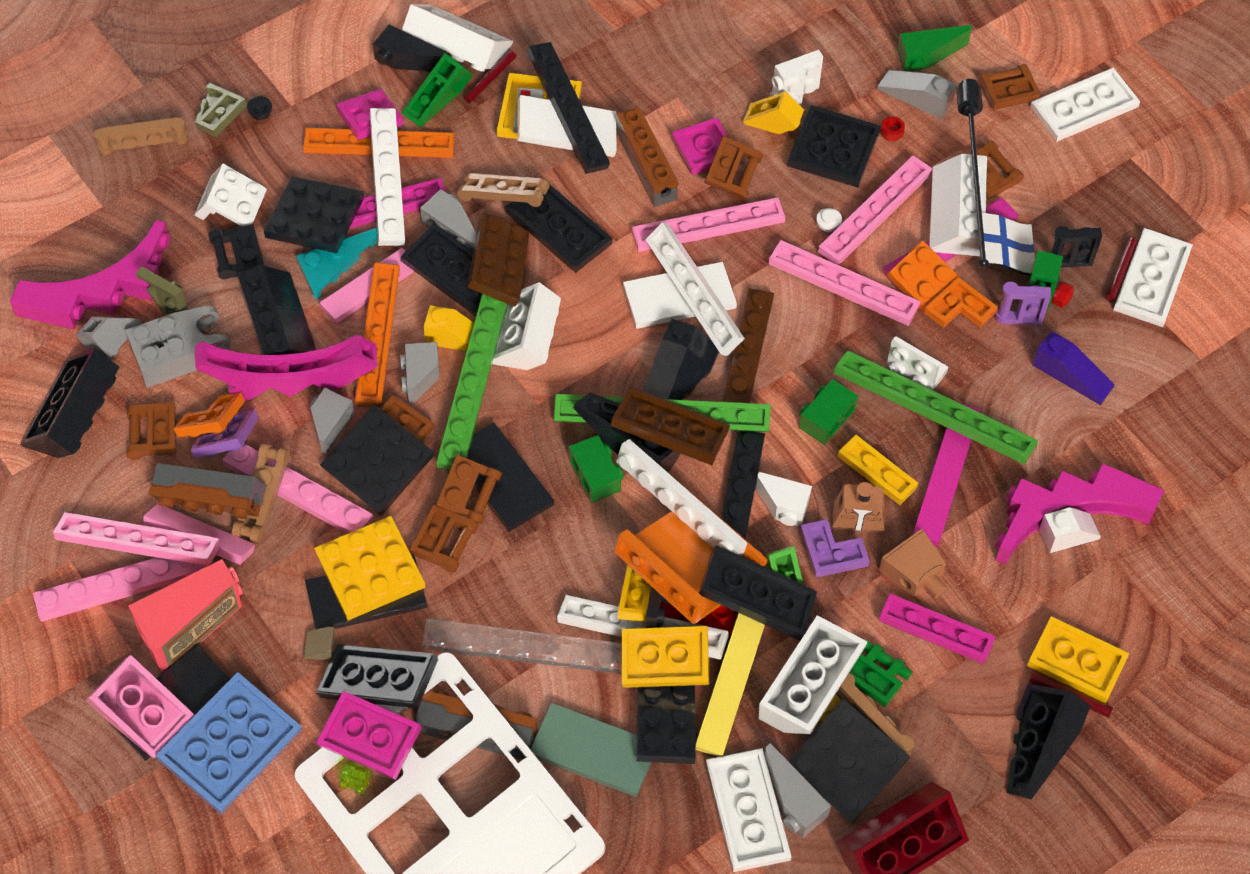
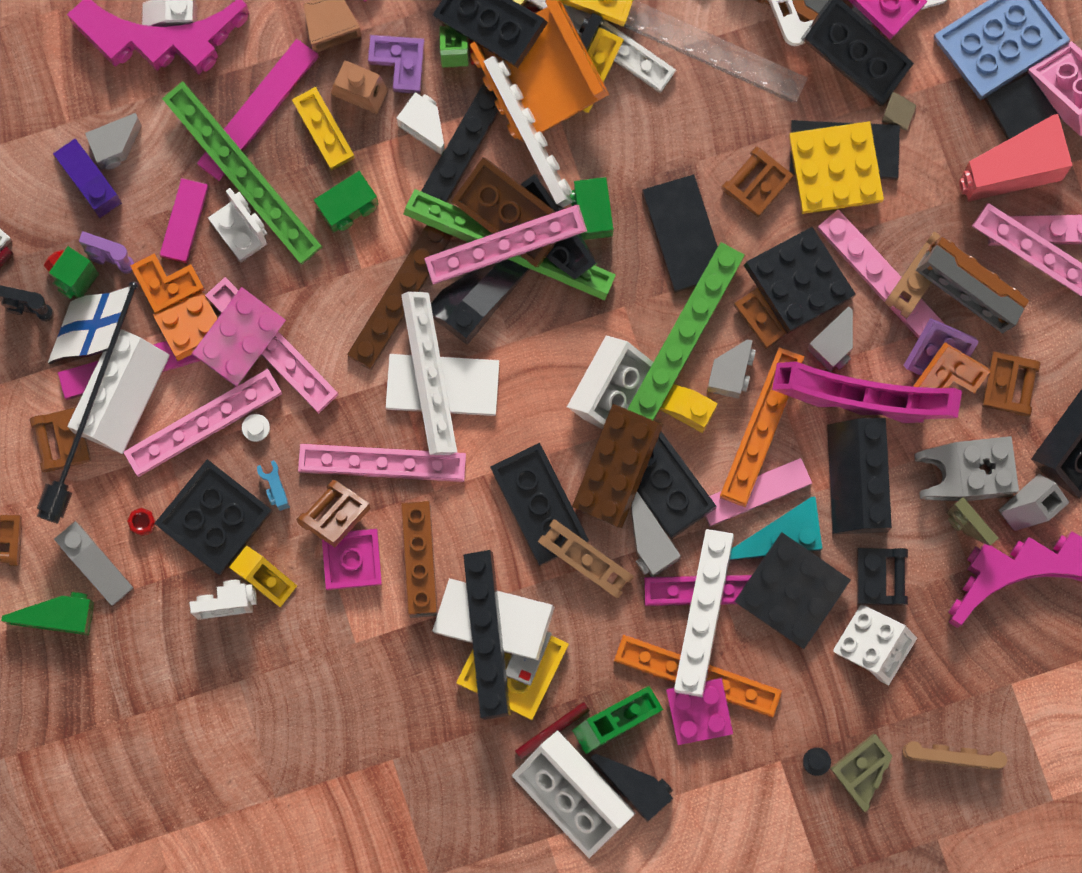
camera: 160 degrees left, 20 degrees up
(231, 546) = (986, 251): bright pink tile -> none
(460, 484) = (727, 225): dark orange plate -> none
(663, 395) = (506, 244): none -> bright pink tile
(788, 176) = (276, 492): none -> dark azure plate
(874, 269) = (238, 336): none -> dark pink plate
(969, 362) = (184, 220): none -> dark pink tile
(1066, 402) = (113, 141): none -> light grey slope

